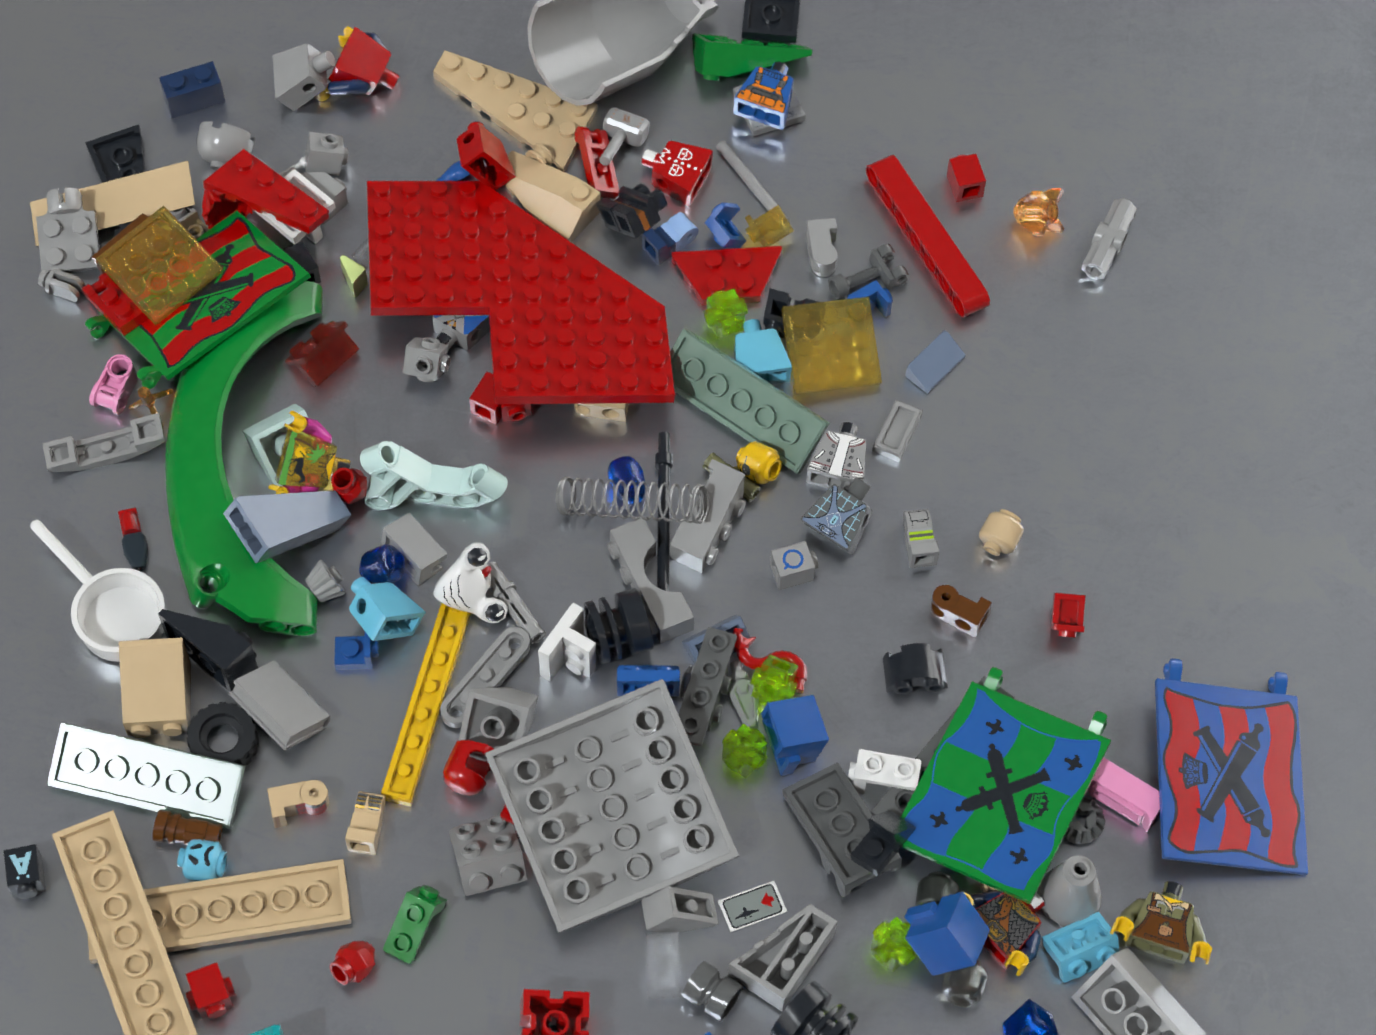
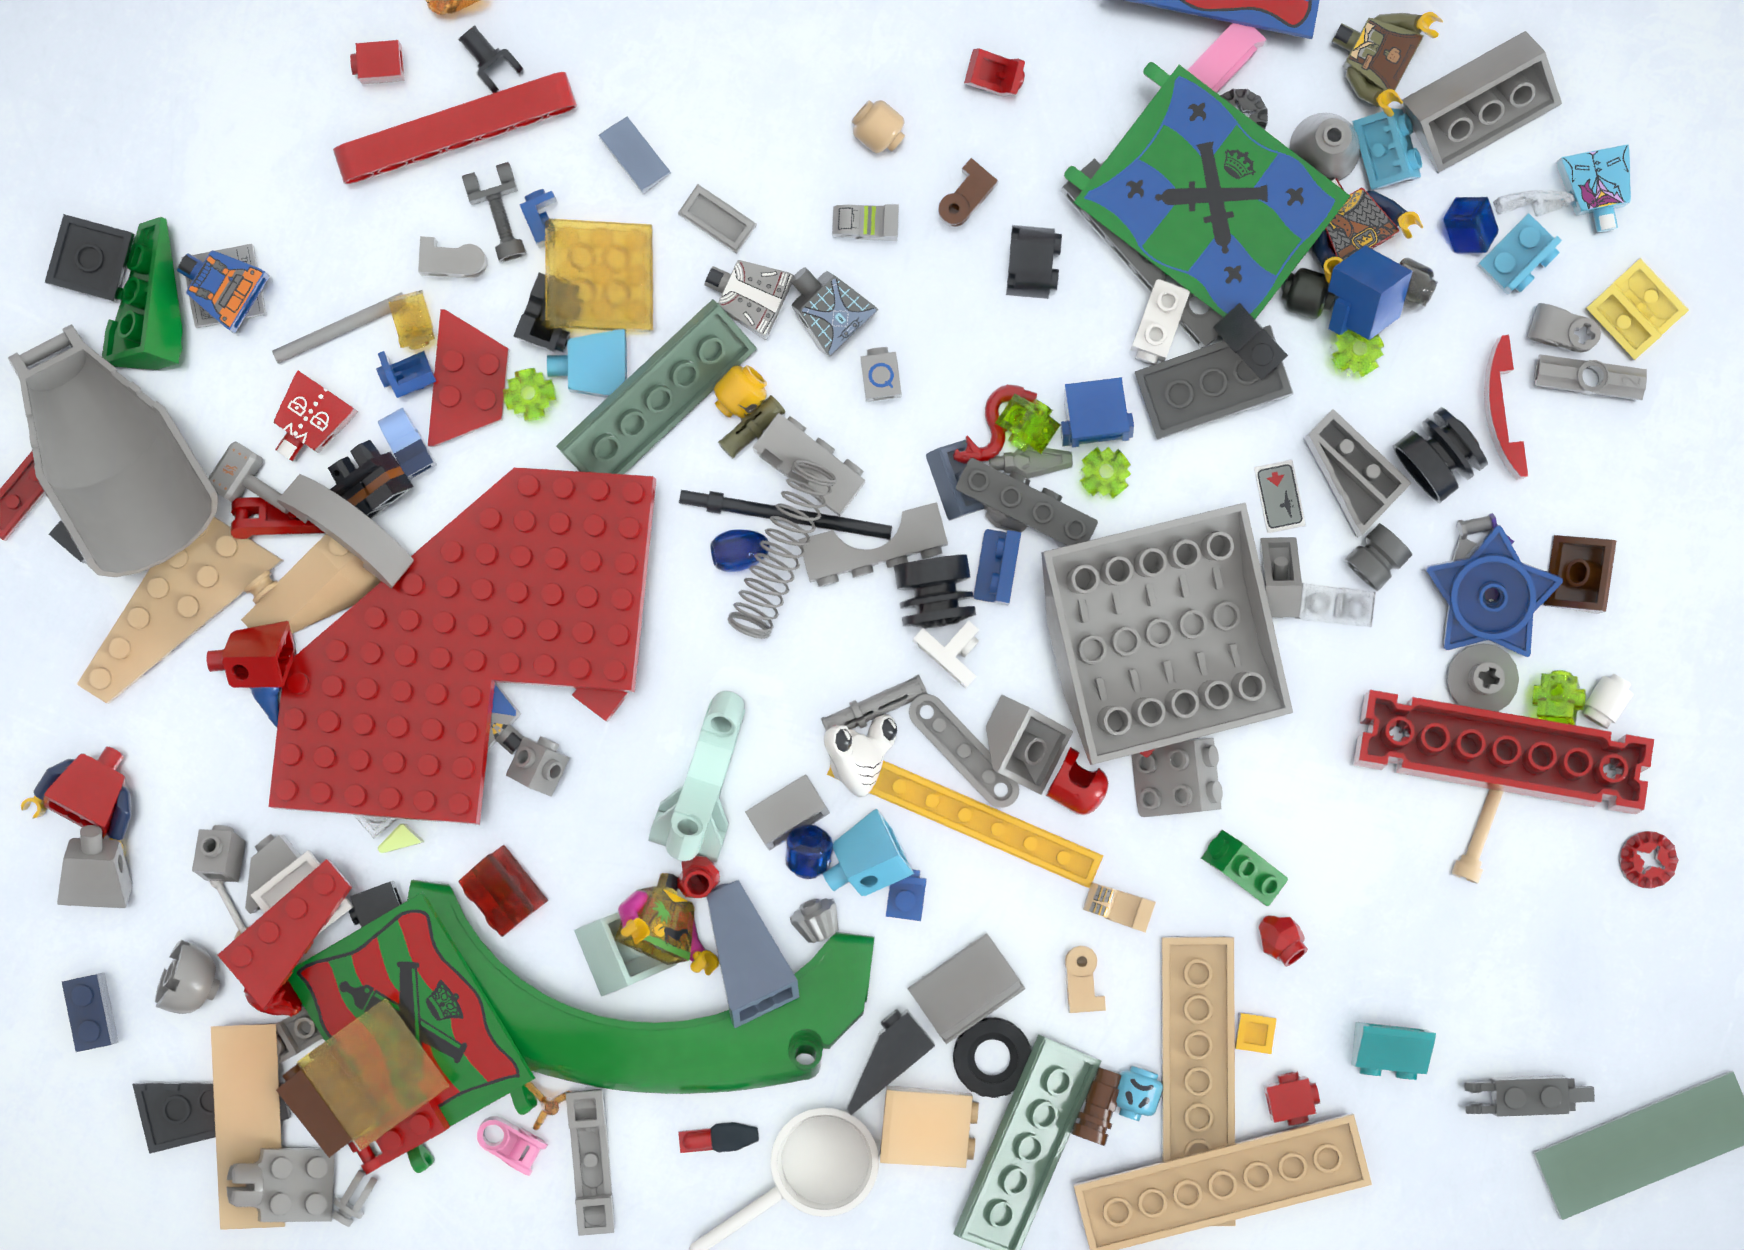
camera: 80 degrees left, 25 degrees up
(266, 953) = (1255, 1033): none -> yellow plate
(592, 198) = (348, 527): none -> light grey slope
(988, 248) = (486, 55): none -> black piece

